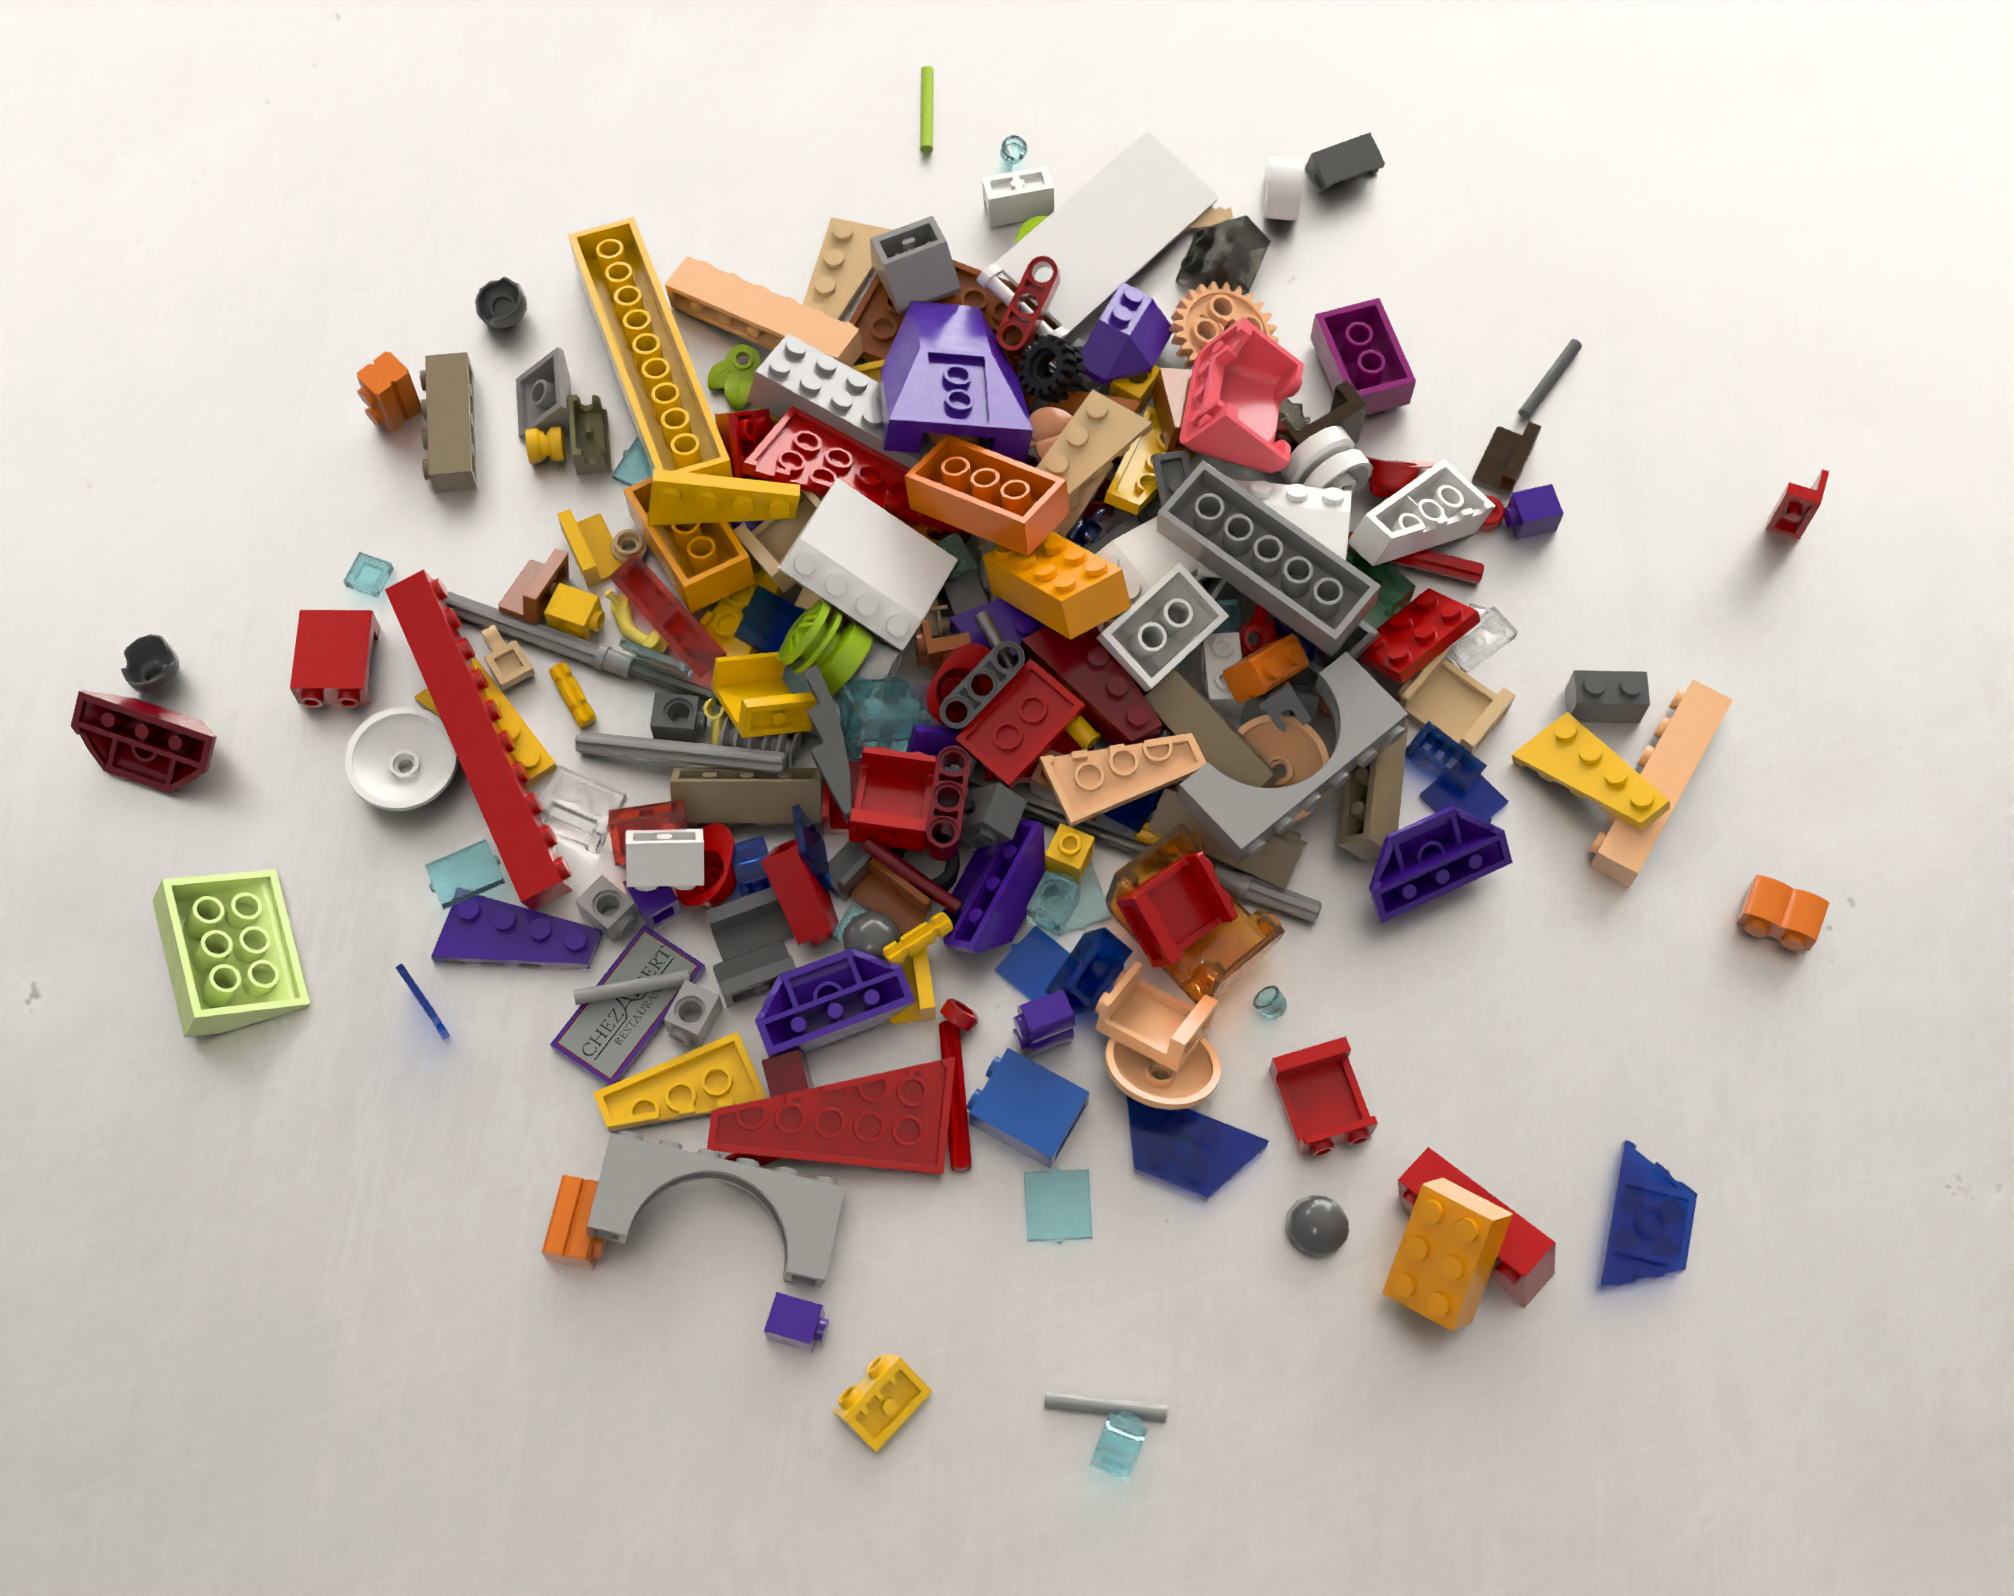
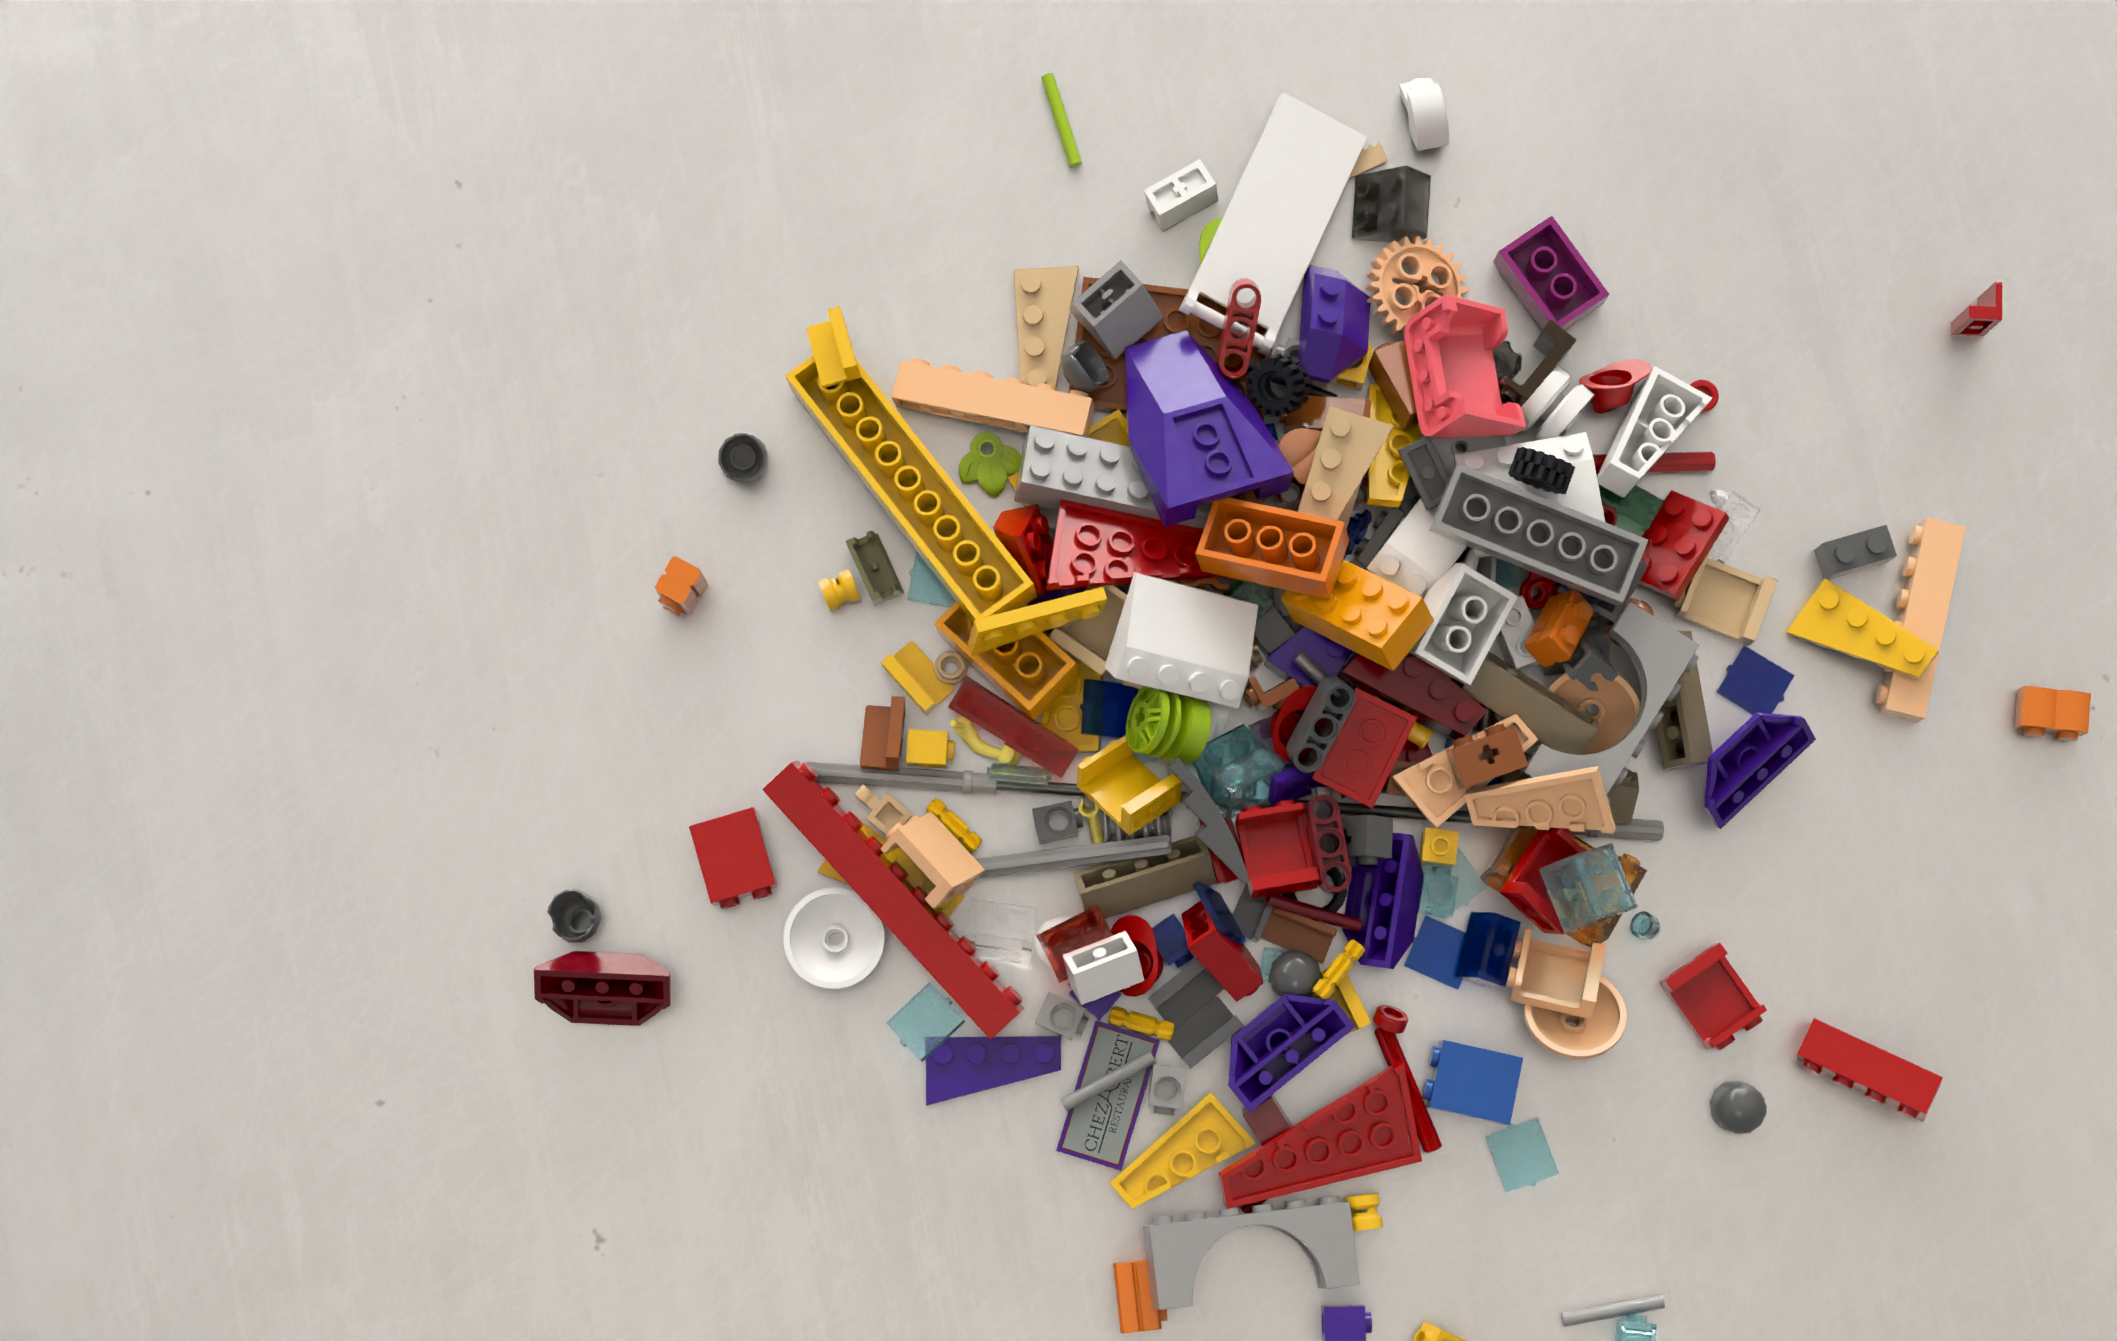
camera: 15 degrees left, 15 degrees up
(228, 950) = (753, 1153): yellowish green slope -> none
(368, 574) = (728, 765): clear light blue tile -> none
(422, 1001) = (938, 1150): clear blue piece -> none
(450, 422) = (744, 594): dark tan brick -> none
(543, 395) = (819, 543): light grey slope -> none
(544, 715) = (937, 855): none -> light nougat panel
(623, 221) = (833, 350): none -> yellow panel
(691, 942) = (1141, 1023): none -> yellow axle
(860, 1208) = (1365, 1220): none -> yellow wheel
(864, 306) = (1084, 367): none -> dark grey hair
(1018, 147) = (1164, 141): clear light blue hinge -> none
(1044, 1023) = (1466, 1009): dark purple brick -> none
(1128, 771) = (1506, 756): none -> dark orange brick
(1188, 1149) = (1618, 1079): clear blue wing -> none
(1201, 820) = (1555, 800): none -> light nougat wing
(1210, 919) = (1588, 888): none -> clear light blue slope
(1290, 495) = (1541, 470): none -> black tyre
(1344, 161) = (1474, 66): dark grey hinge -> none
(1441, 741) = (1720, 637): clear blue slope -> none
(1447, 1253) = (1857, 1111): light orange brick -> none
(1505, 459) = (1705, 336): dark brown panel -> none
(1533, 512) = (1744, 386): dark purple brick -> none
(1550, 379) = (1722, 239): dark grey bar -> none
(1646, 1223) = (2005, 1022): clear blue wing -> none

